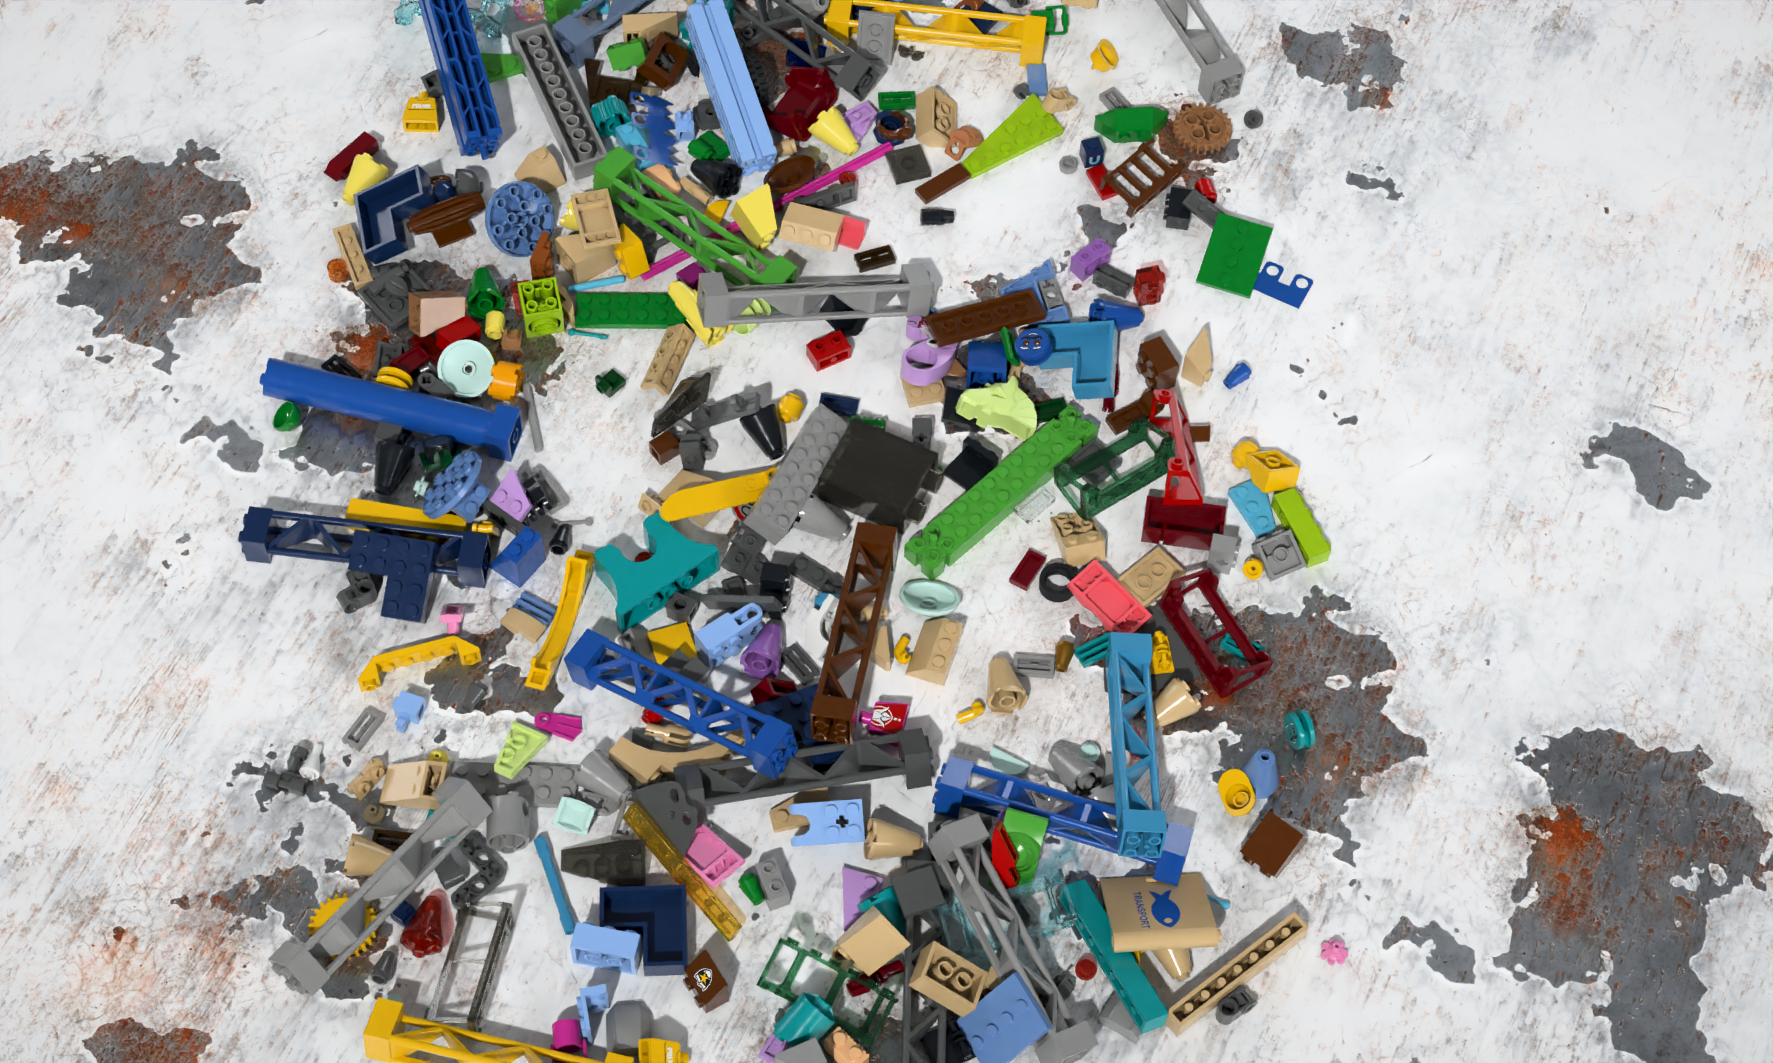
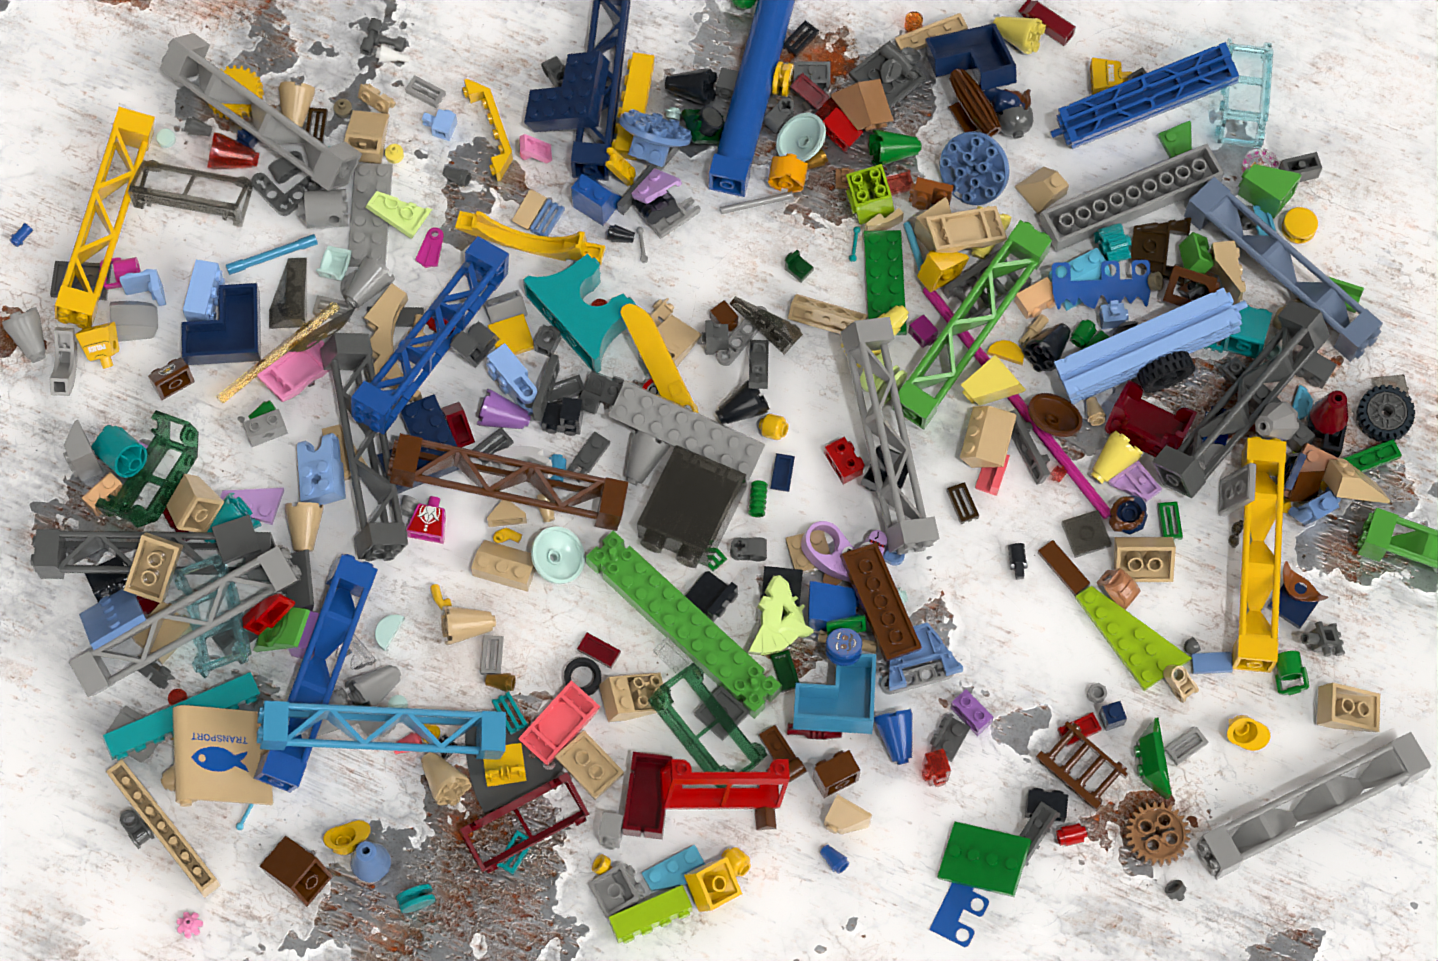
camera: 90 degrees right, 10 degrees up
(494, 324) = (858, 160): light yellow brick -> none

